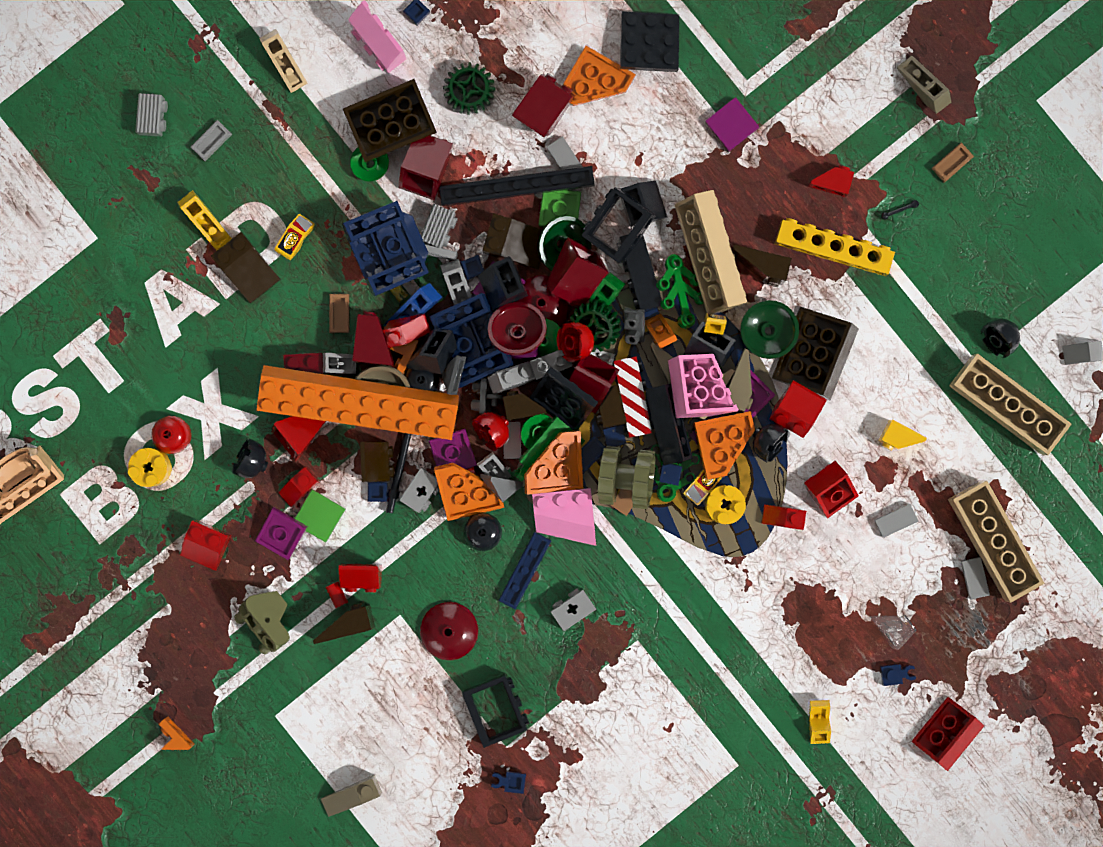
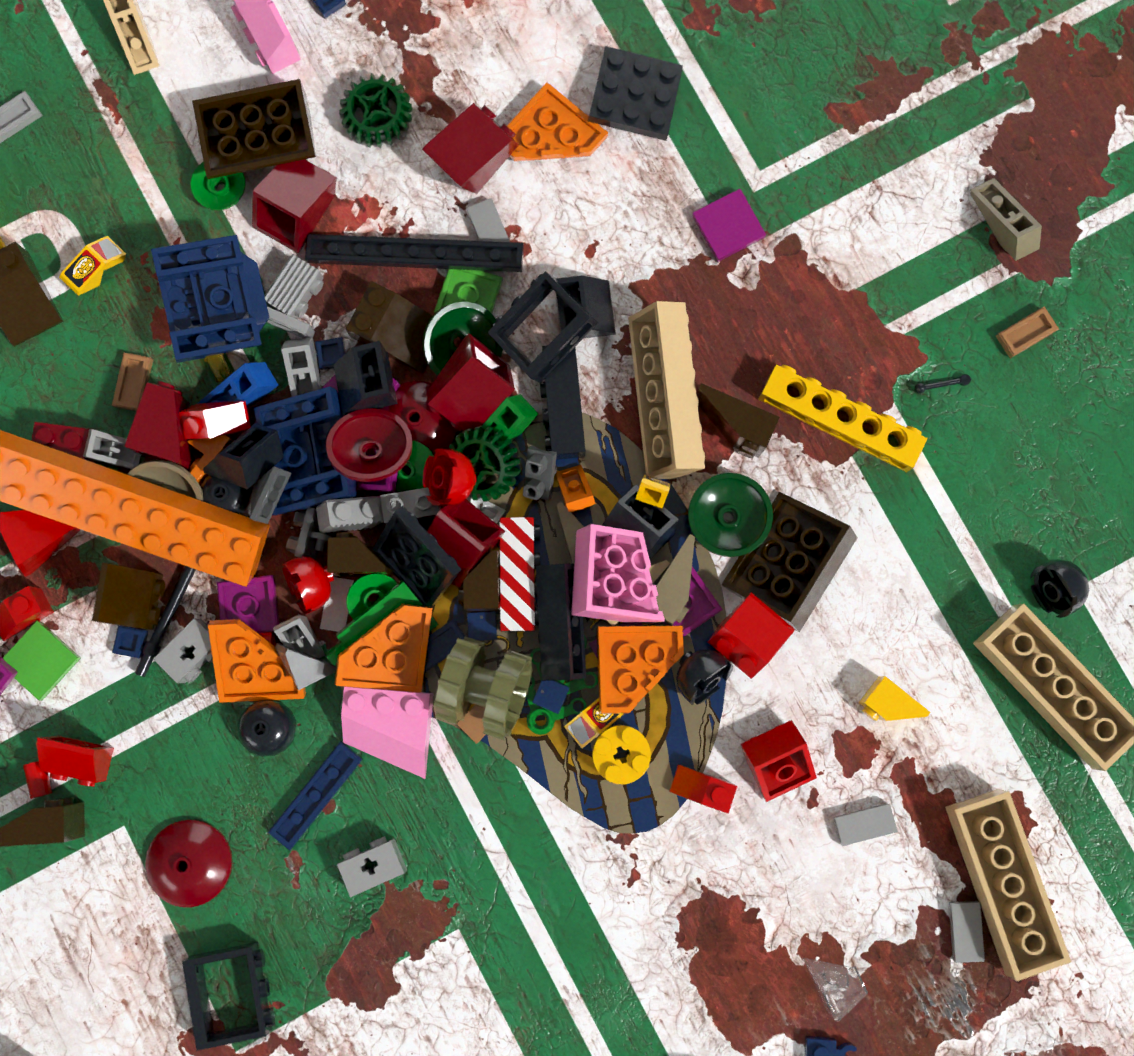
camera: 10 degrees right, 5 degrees down
(679, 288) = (615, 434): green plant -> none
(834, 181) = (857, 326): red slope -> none

